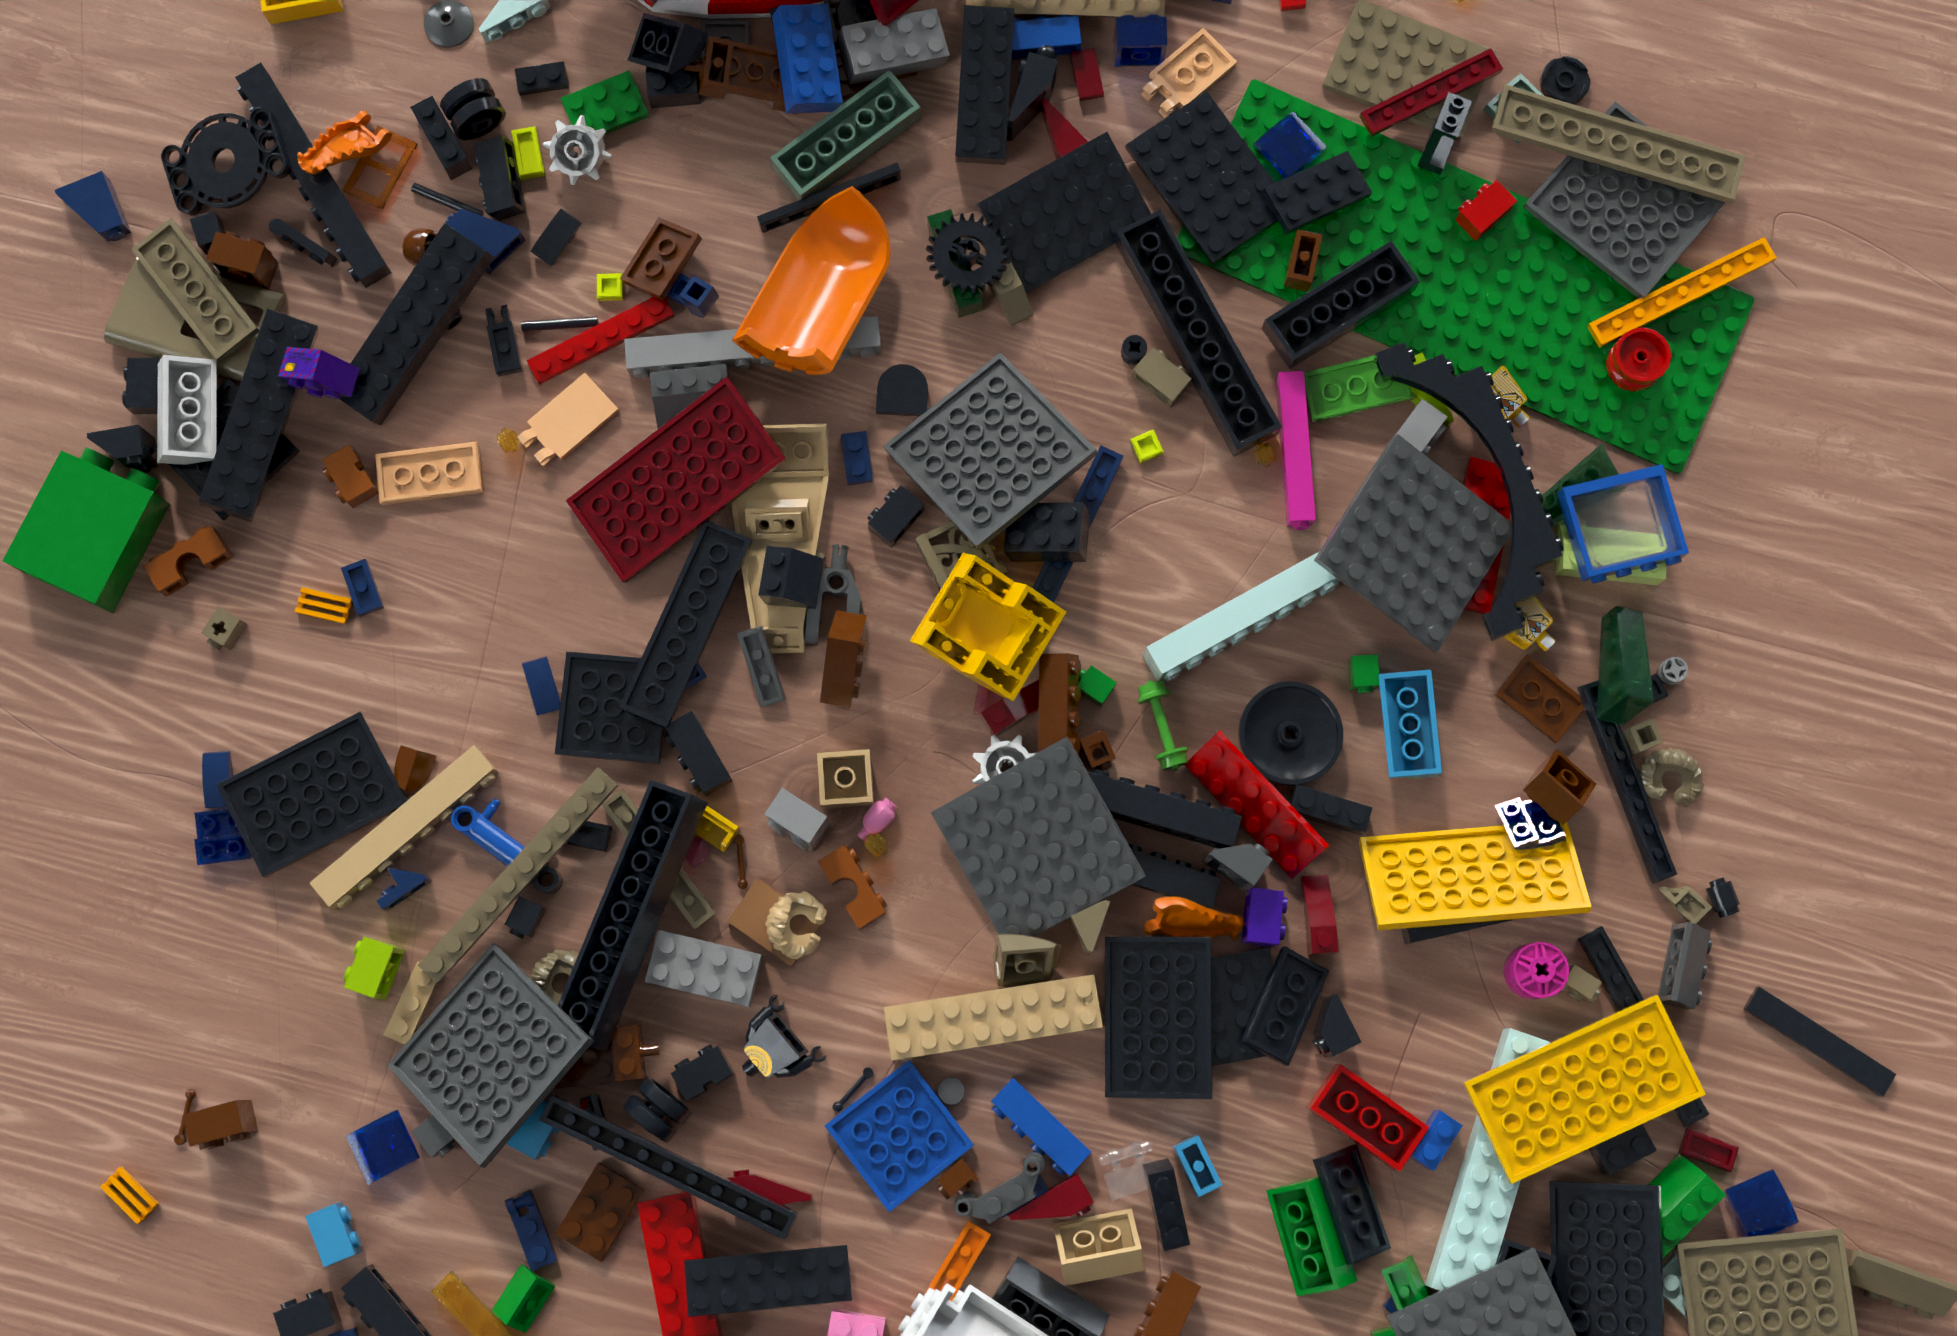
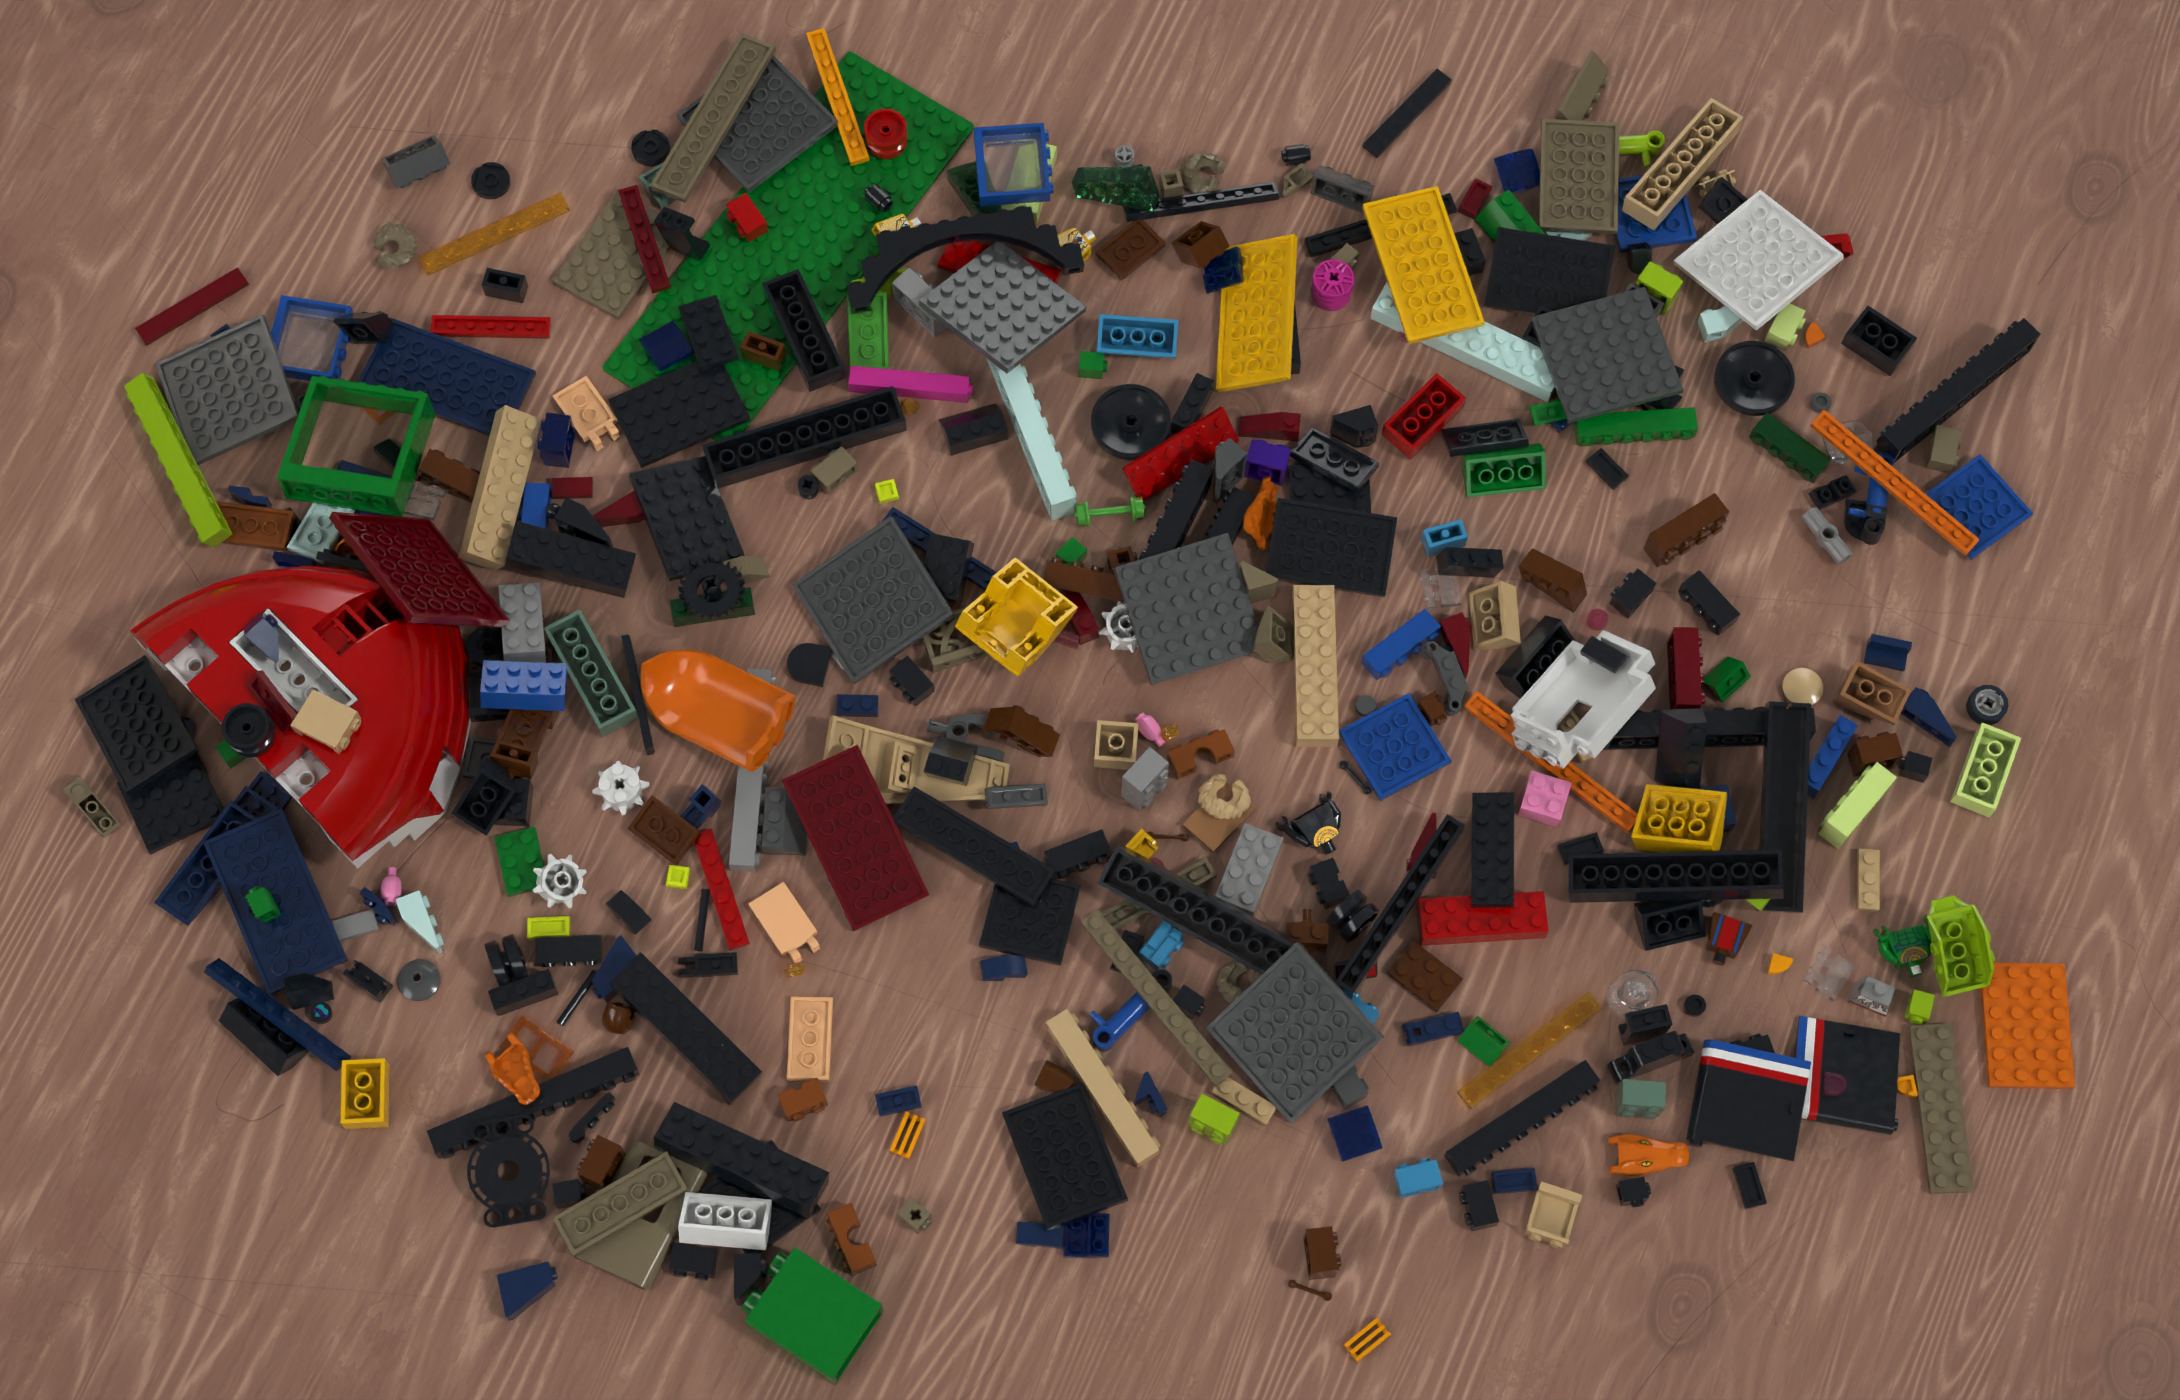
camera: 80 degrees left, 10 degrees down
(318, 373) = (718, 1099): dark purple brick -> none
(541, 78) = (485, 909): black plate -> none
(589, 871) = (1161, 945): none -> dark azure brick
(713, 211) = (624, 798): none -> white brick
(1249, 538) = (974, 429): none -> black slope
(1436, 1140) = (1446, 370): blue brick -> none
(1545, 366) = (878, 198): none -> black brick

